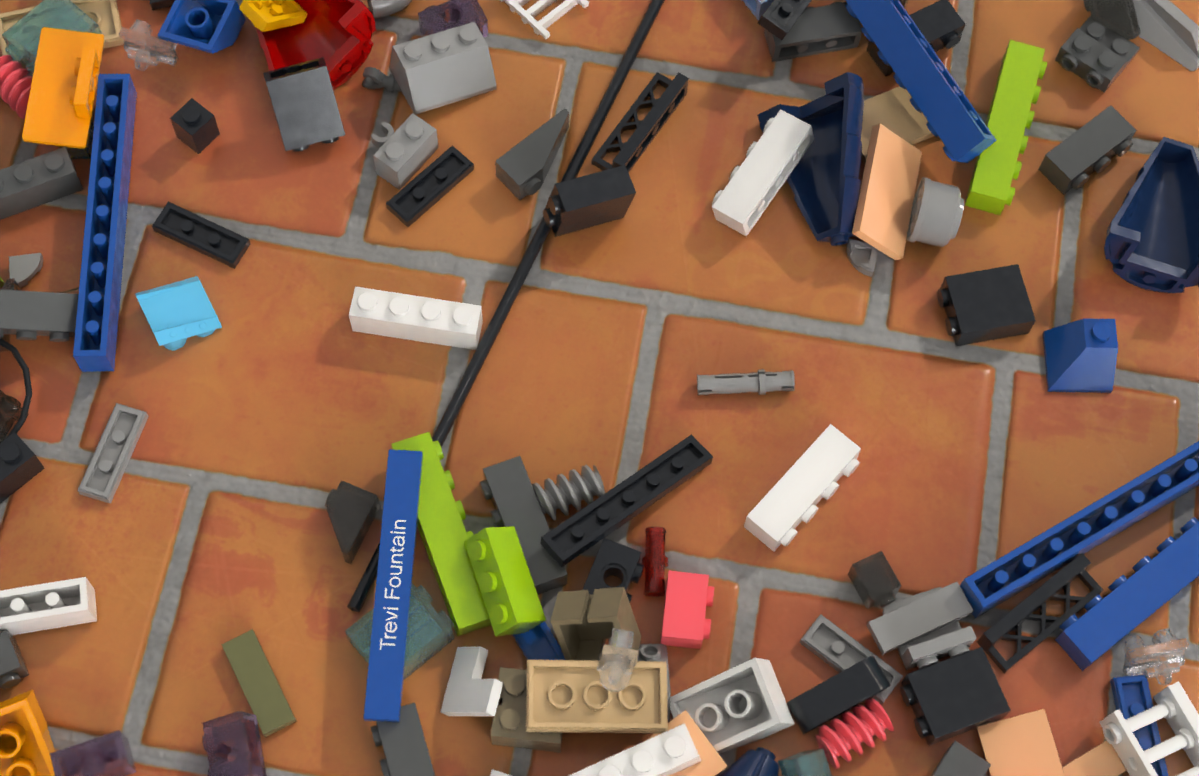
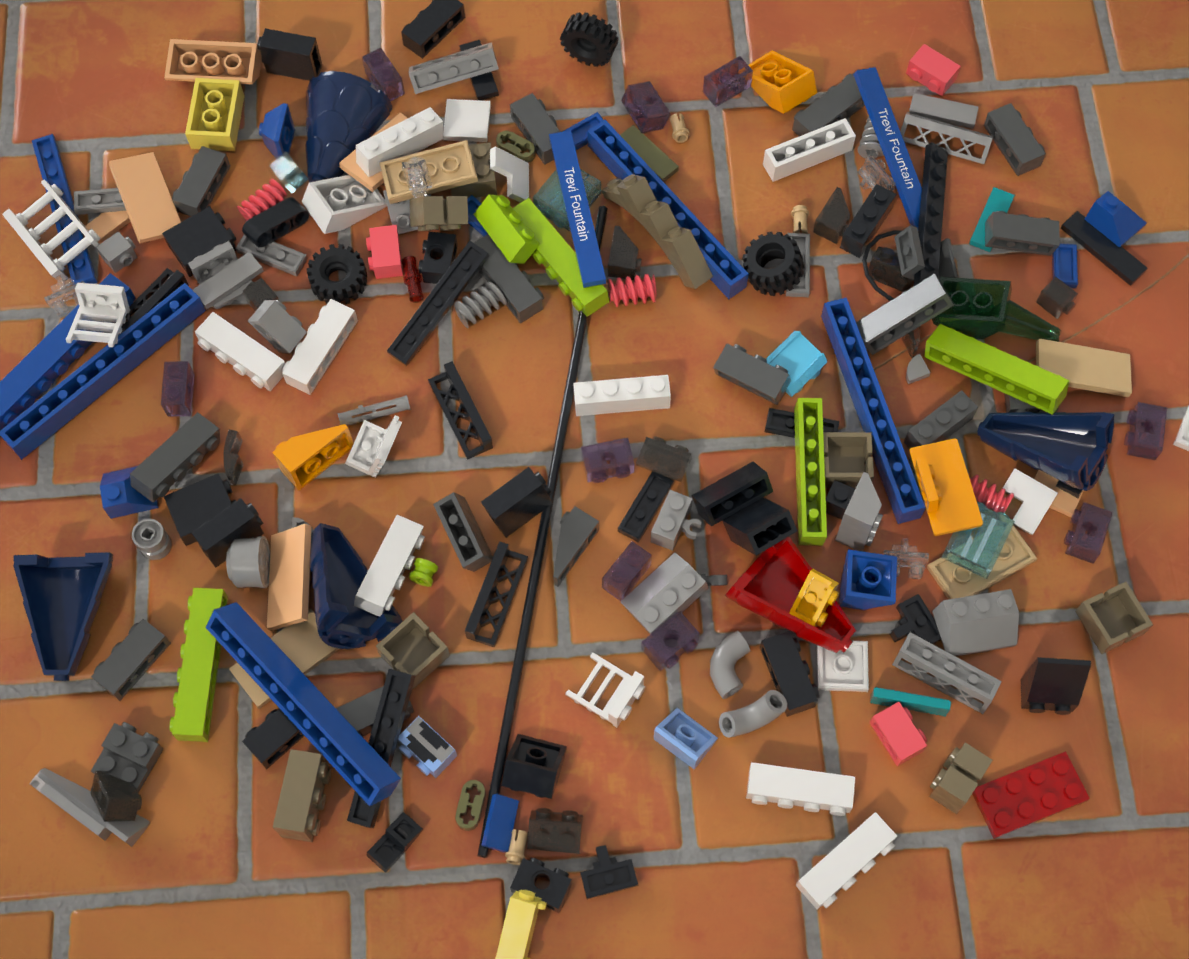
camera: 170 degrees right, 0 degrees up
(33, 502) = (833, 218): none -> clear smoke slope
(81, 515) = (799, 216): none -> tan pin
(152, 416) = (778, 278): none -> black tyre
(171, 163) = (845, 457): none -> dark tan piece
(181, 74) = (861, 516): none -> light grey slope
(196, 710) = (680, 132): none -> tan pin
(215, 159) = (810, 472): none -> lime brick
(238, 302) = (752, 373): none -> dark grey brick
(266, 573) = (624, 161): none -> blue brick
(292, 544) = (657, 218): none -> dark tan arch
(321, 162) = (732, 493): none -> black brick
(339, 747) = (580, 129): none -> blue tile
(353, 460) = (632, 290): none -> coral piece
(388, 226) = (664, 458): none -> clear smoke bracket
(446, 250) = (618, 454): none -> clear purple brick
(457, 740) = (516, 145): none -> olive beam
(479, 106) = (626, 571): none -> brick
(622, 355) = (466, 403): none -> black fence
(663, 192) = (463, 532): none -> dark grey brick
(722, 165) = (423, 572): none -> lime wheel
(749, 77) = (411, 651): none -> dark tan piece
(750, 323) = (372, 446): none -> white plate
(766, 567) = (334, 260): none -> black tyre
(838, 329) = (312, 453): none -> light orange slope
(859, 517) = (277, 326): none -> light grey brick
(913, 507) = (240, 351): none -> white brick
(941, 359) = (232, 461): none -> clear smoke slope
(956, 252) = (233, 523): none -> black brick
(1006, 471) = (177, 388): none -> clear purple brick
(1015, 367) = (175, 457): none -> dark grey brick
(1054, 277) = (151, 539): none -> light grey wheel
(1078, 708) = (117, 251): none -> light grey brick
(1099, 592) = (99, 304): none -> white plate

